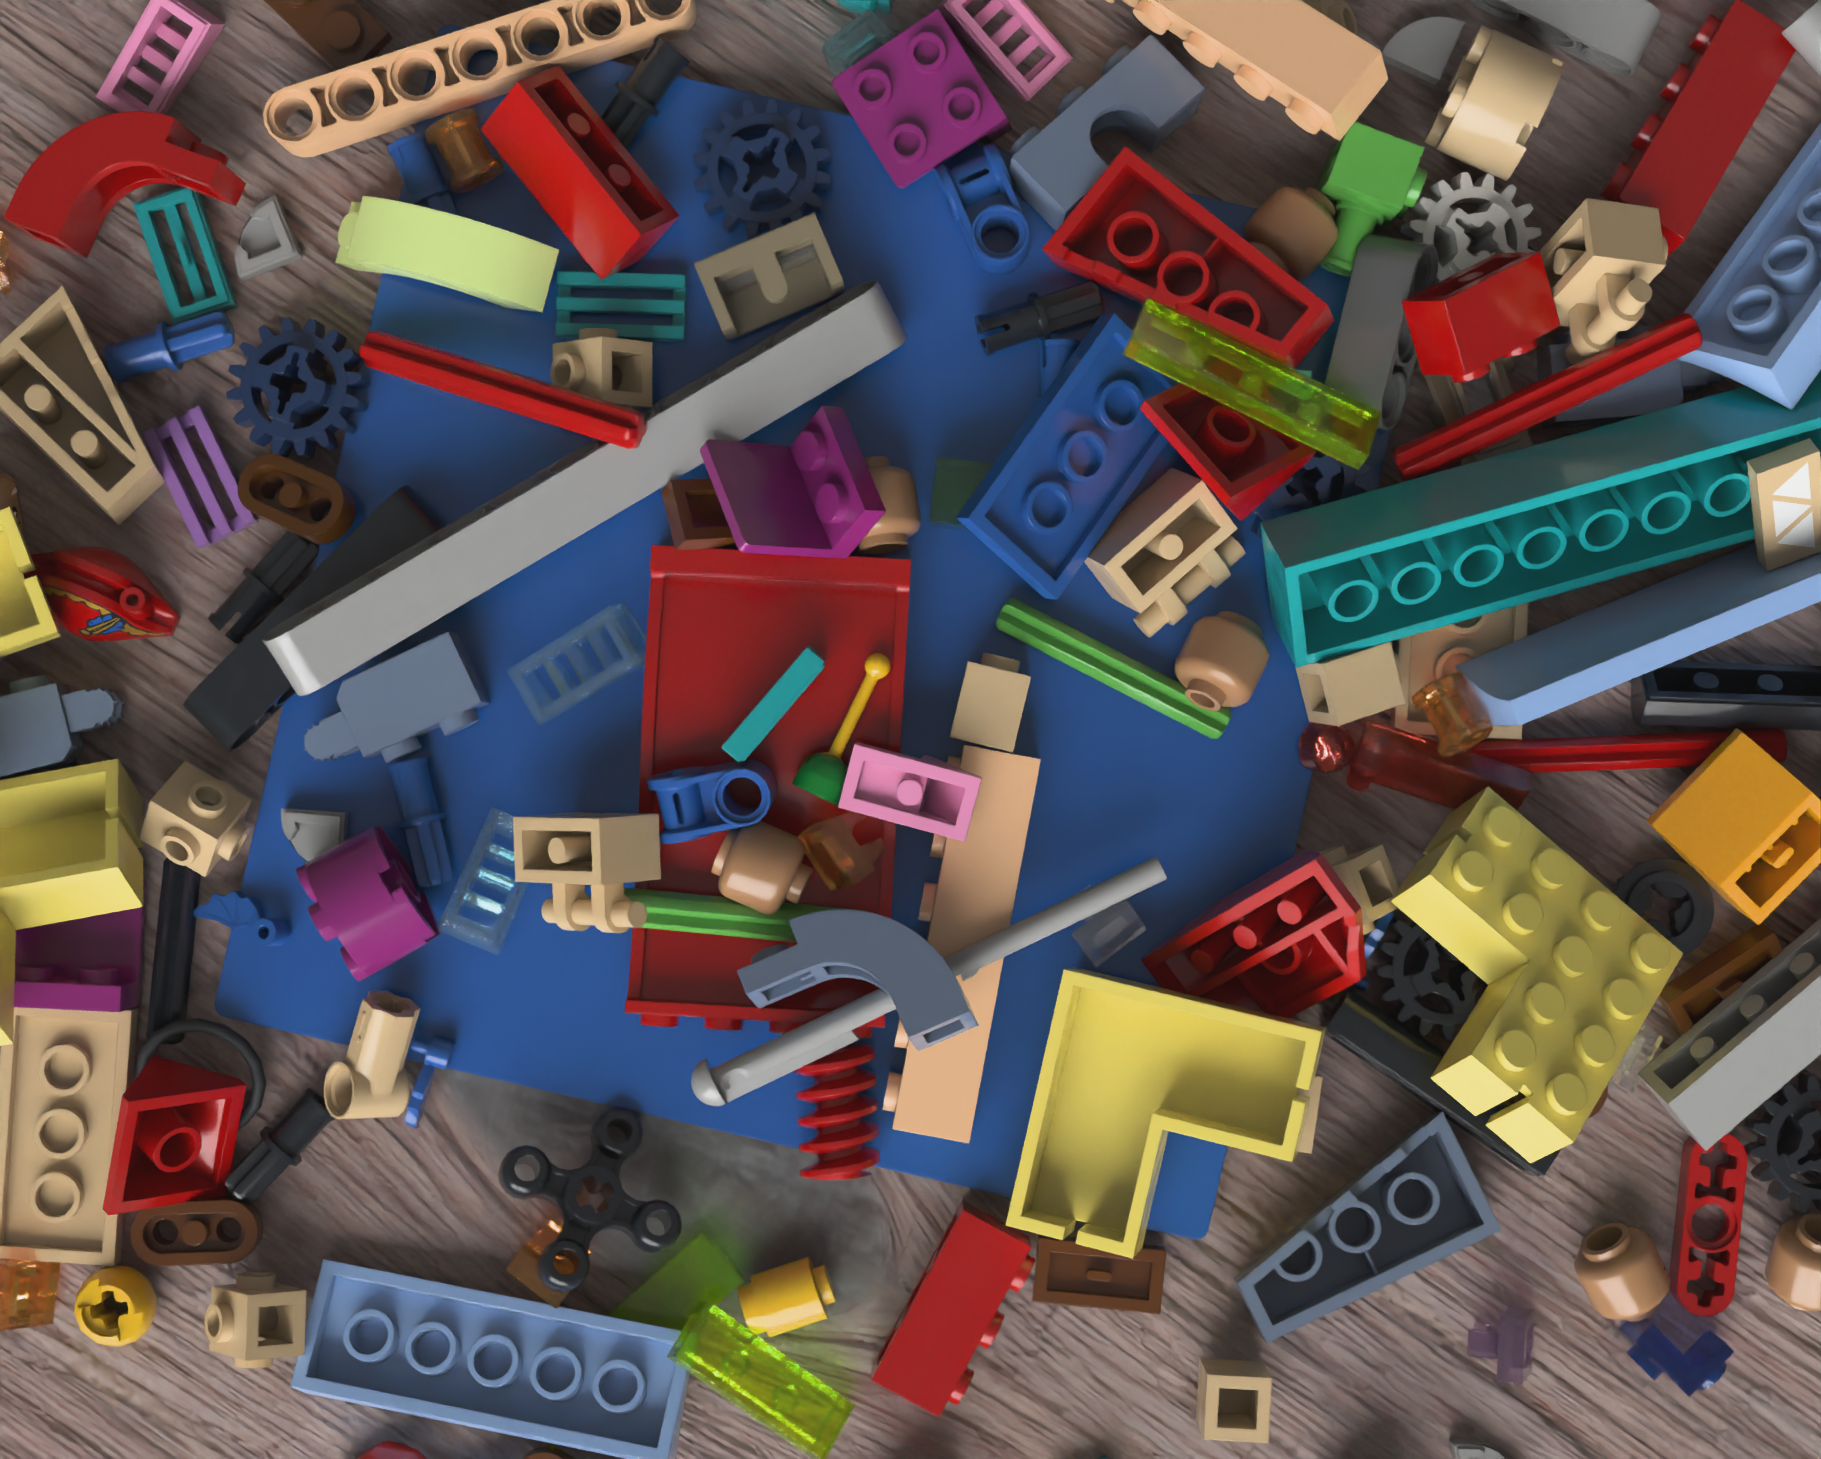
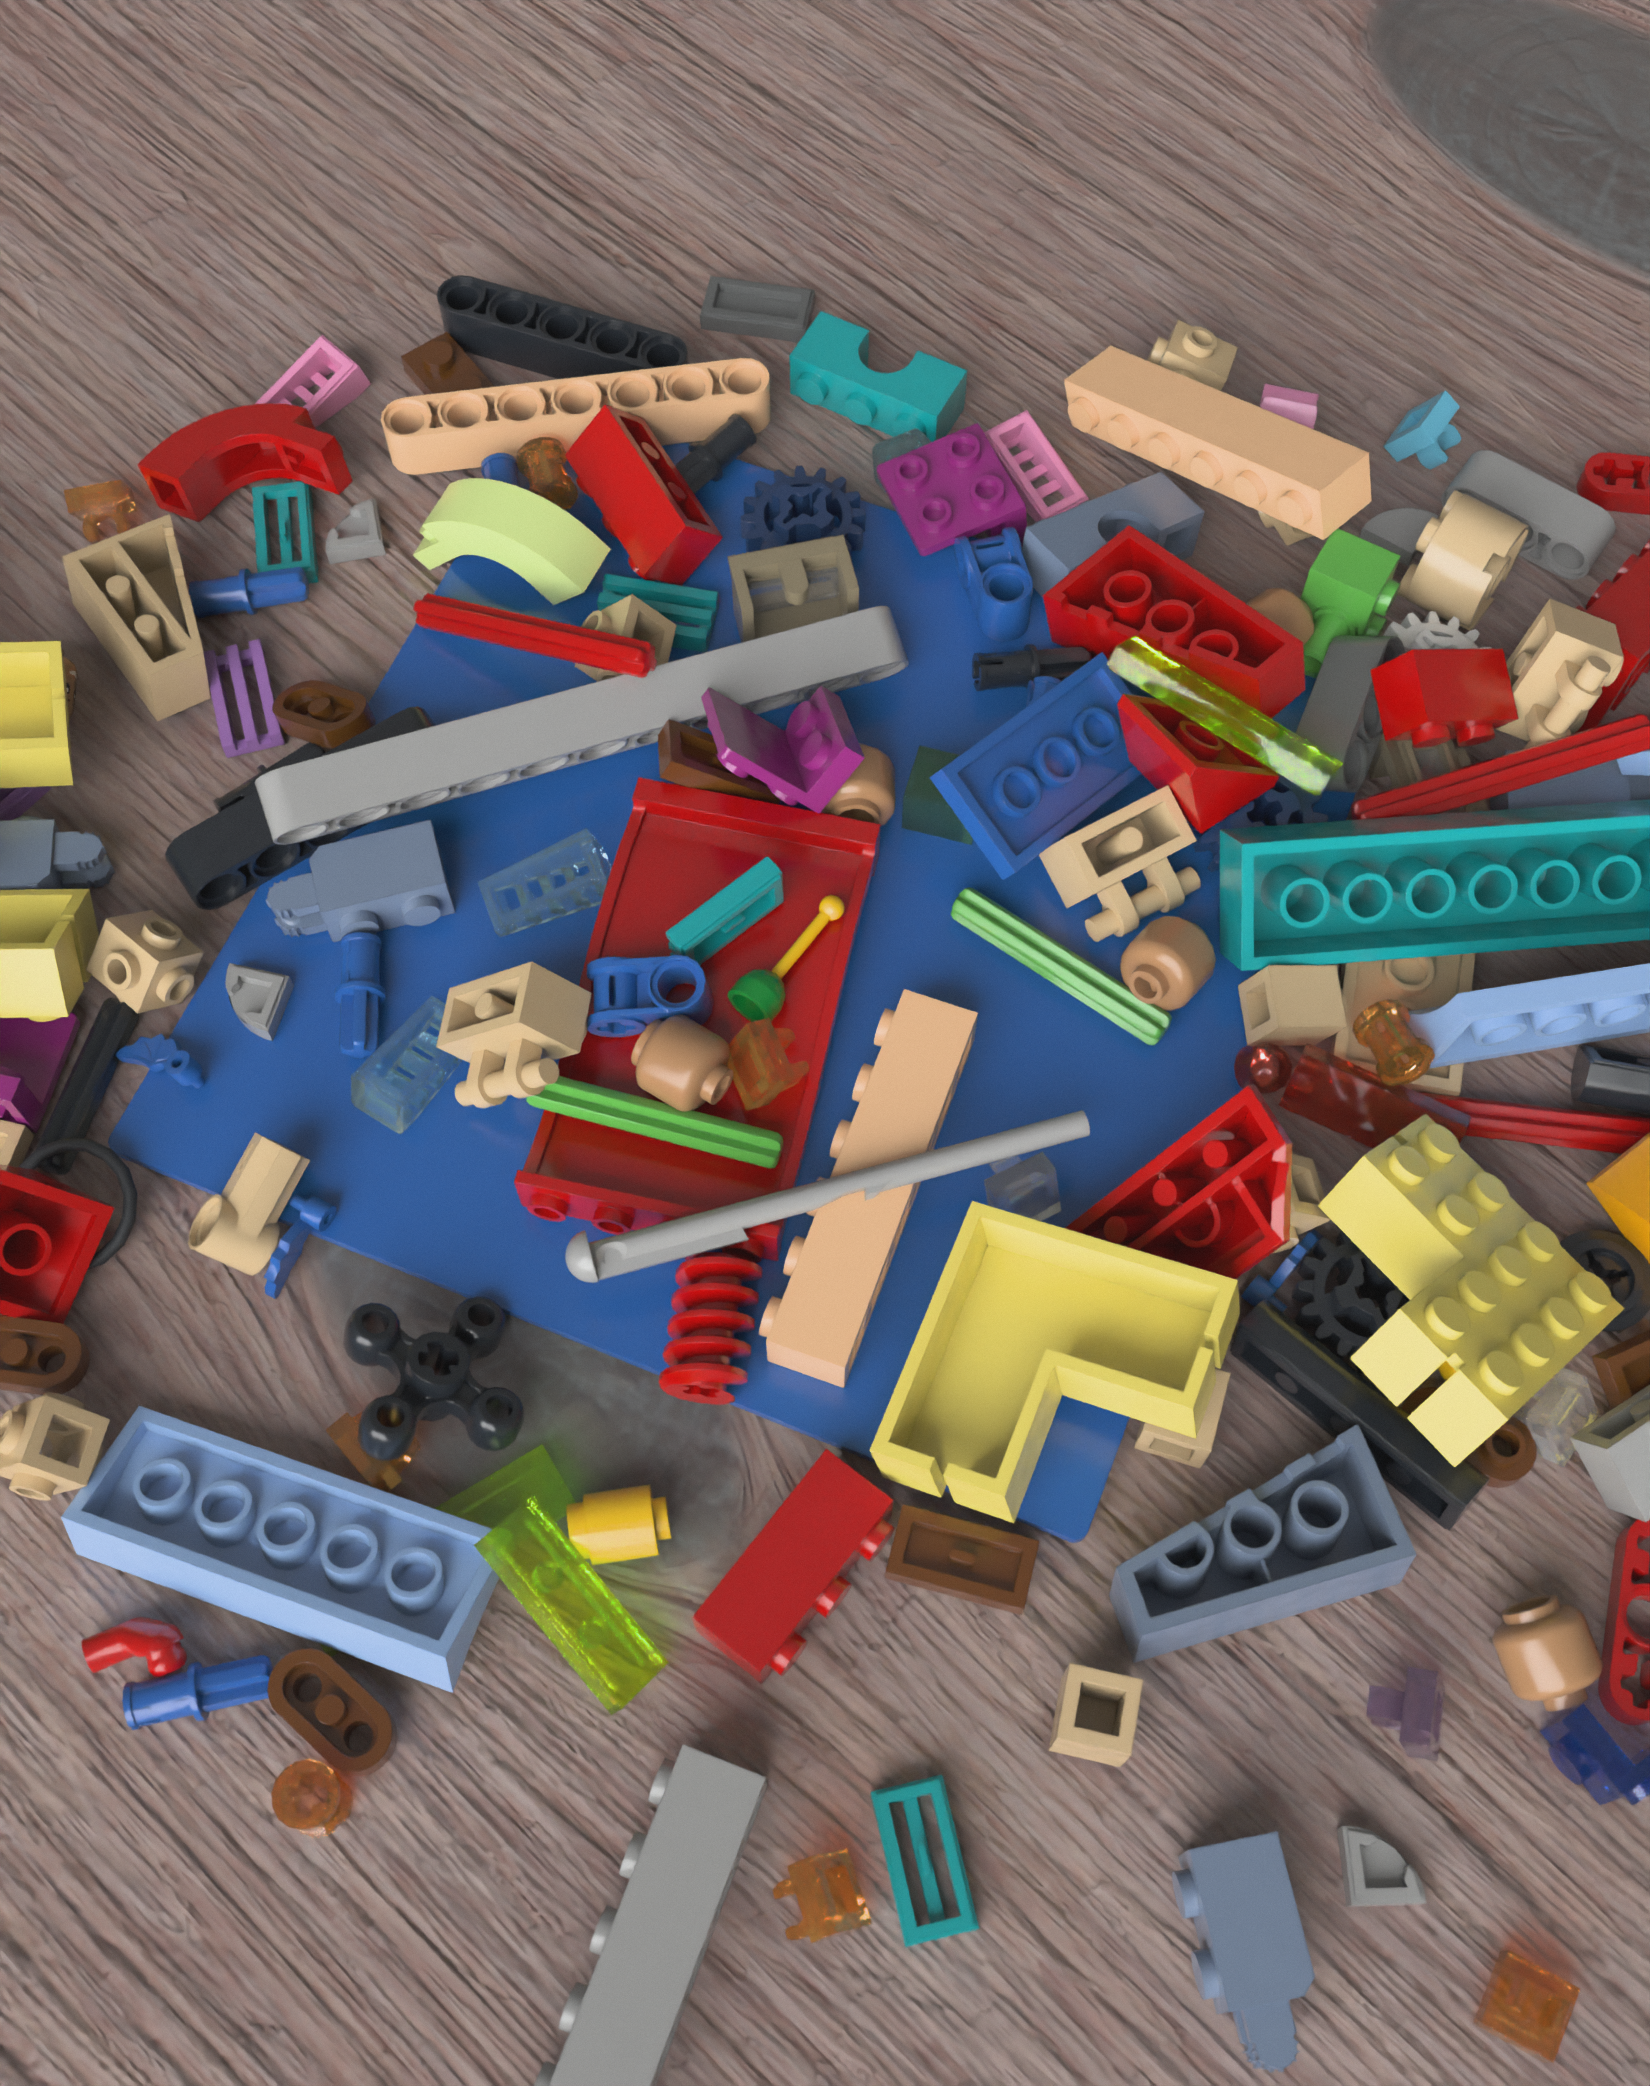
camera: 10 degrees right, 25 degrees down
(102, 595) = (123, 772): red hat -> none
(279, 1147) = (129, 1287): black axle -> none
(301, 364) = (351, 633): dark blue gear -> none
(368, 902) = (288, 1040): magenta brick -> none
(867, 949) = (771, 1141): sand blue arch -> none
(910, 791) = (850, 1014): bright pink slope -> none
(990, 703) = (936, 963): tan brick -> none

